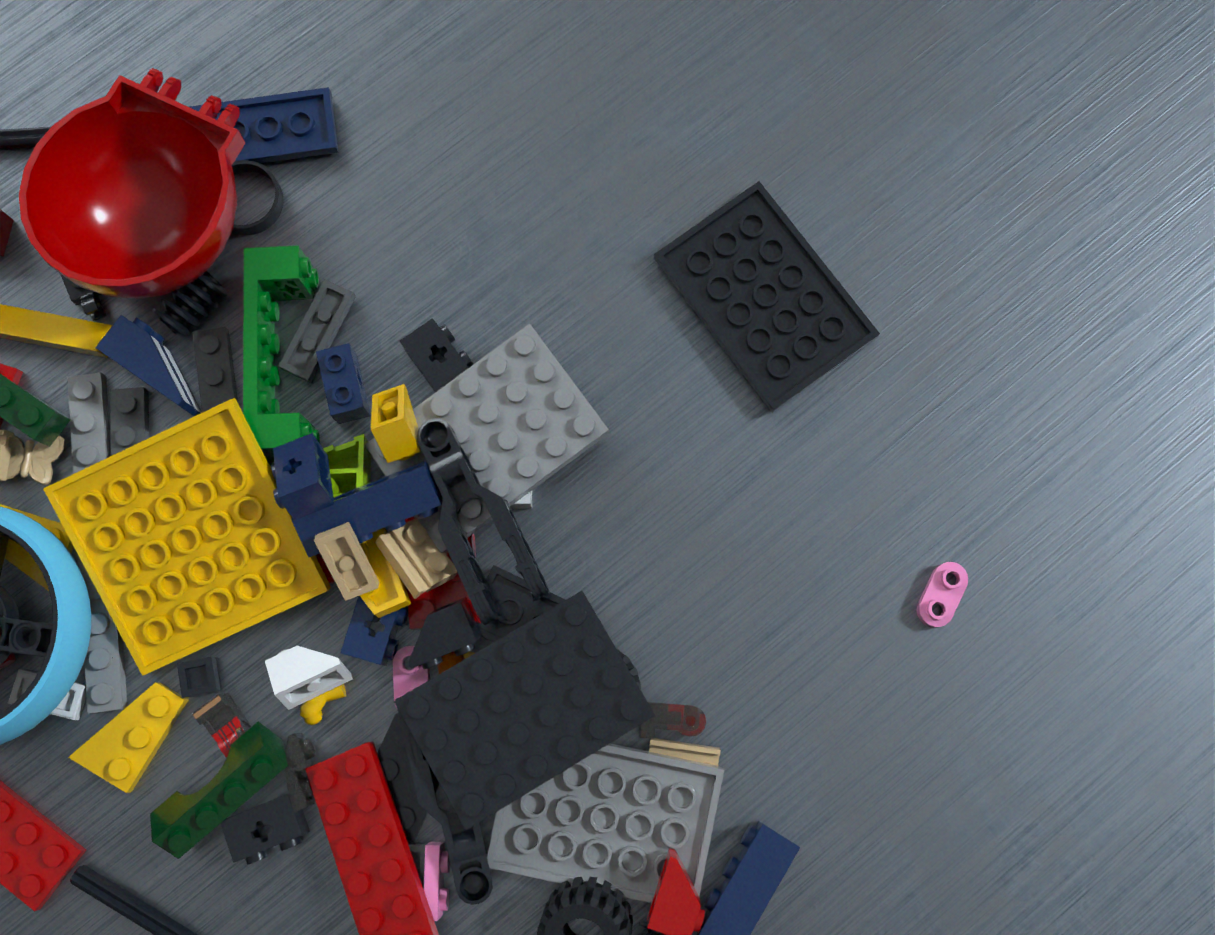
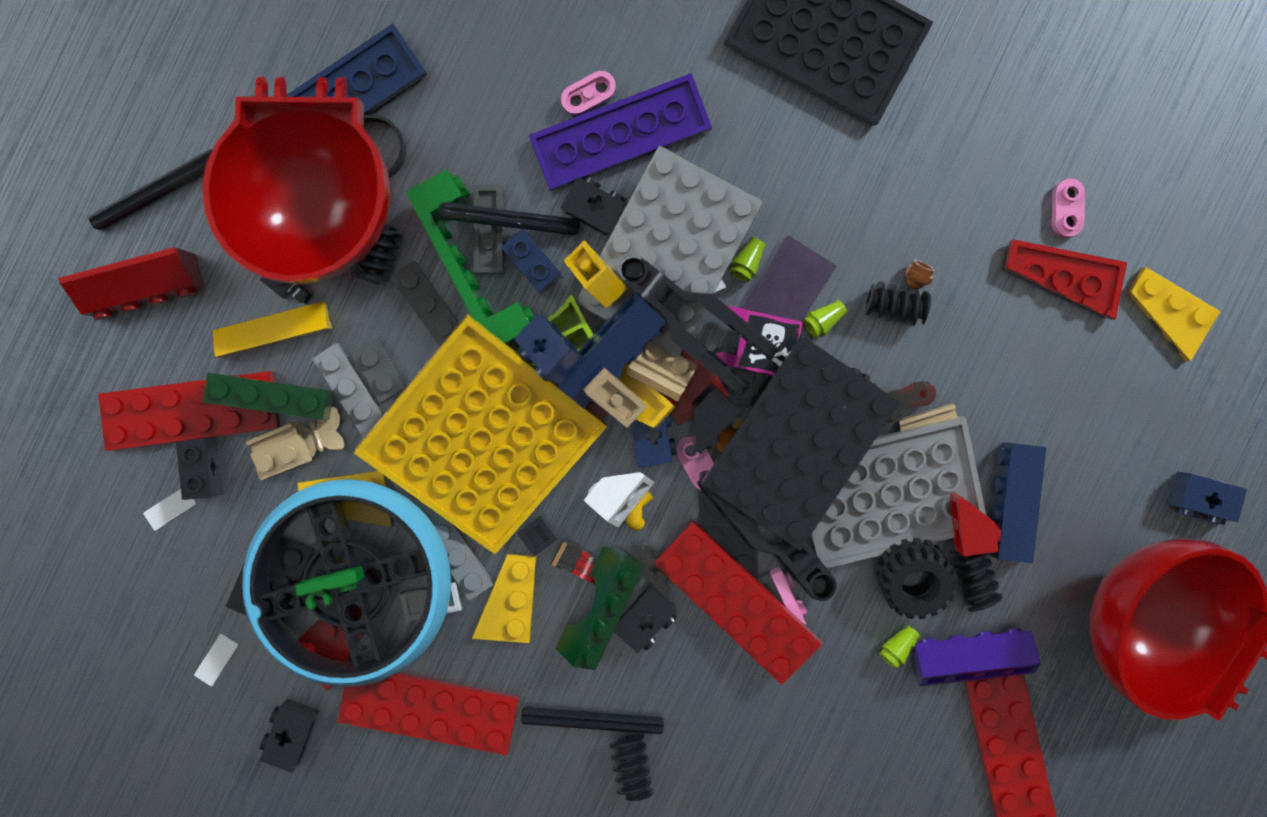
camera: 30 degrees left, 10 degrees up
(142, 353) = (362, 313): dark blue slope -> none
(338, 326) = (508, 218): none -> black axle
(490, 243) = (586, 91): none -> bright pink plate
(502, 296) = (620, 132): none -> dark purple plate
(560, 574) = (776, 329): none -> flag
(570, 488) = (747, 261): none -> lime cone
(601, 537) = (790, 282): none -> clear purple plate
(619, 588) = (823, 319): none -> lime cone
(708, 609) = (898, 302): none -> black piece
(746, 589) = (919, 274): none -> dark orange plate
(919, 672) = (1076, 276): none -> red wing
(1014, 764) = (1175, 311): none -> yellow wing

